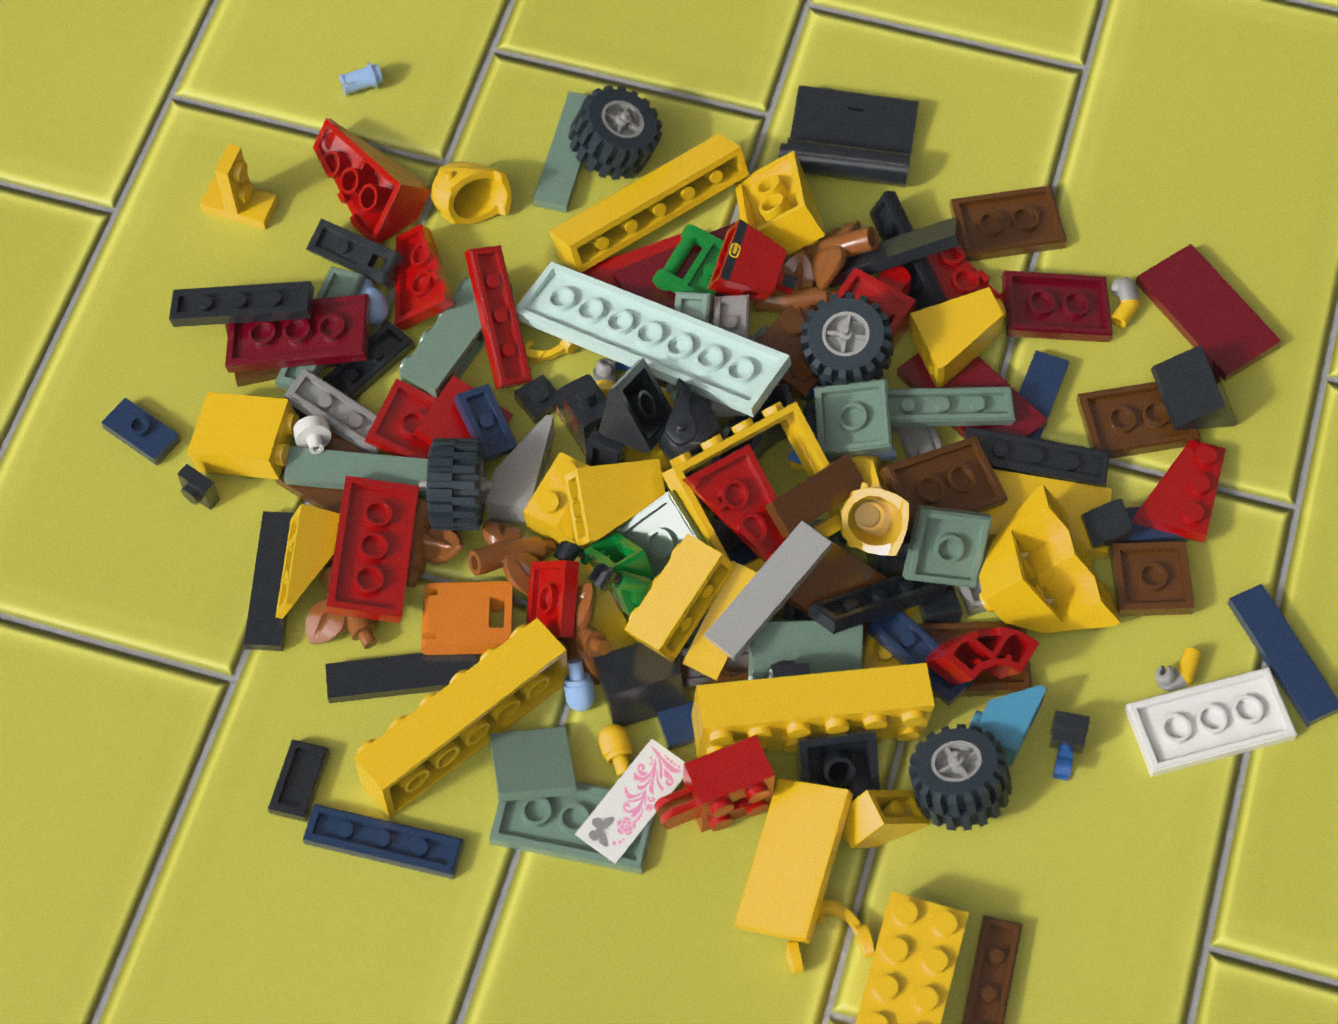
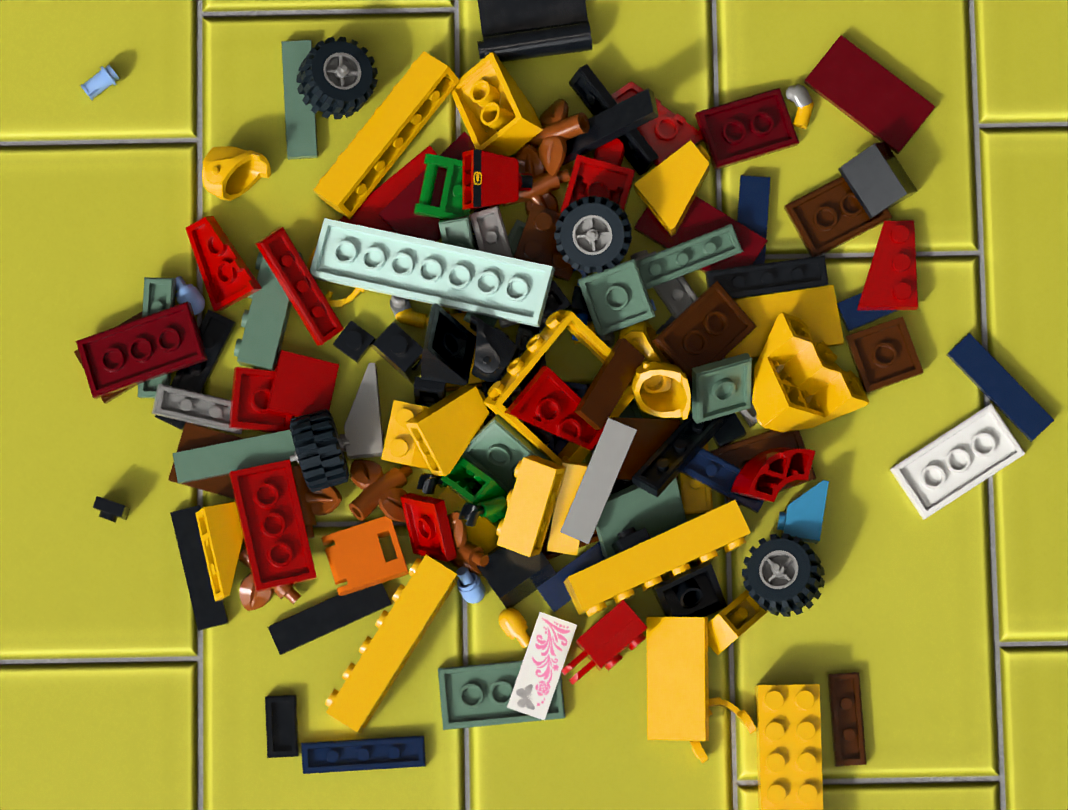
camera: 15 degrees left, 20 degrees up
(141, 431) = (43, 470): dark blue plate -> none
(233, 195) = (39, 232): yellow bracket -> none
(241, 304) = (87, 341): black plate -> none
(243, 435) = (131, 453): yellow brick -> none
(312, 433) = (187, 439): white tile -> none
(354, 252) = (157, 256): black plate -> none
(373, 186) = (153, 187): red wedge -> none
(485, 421) = (322, 384): dark blue plate -> none
(532, 764) = (456, 661): sand green tile -> none
(1009, 223) = (685, 58): reddish brown tile -> none
(1068, 736) = (853, 510): black piece -> none
(1107, 524) = (838, 322): black slope -> none
(1181, 675) = (926, 430): arm -> none

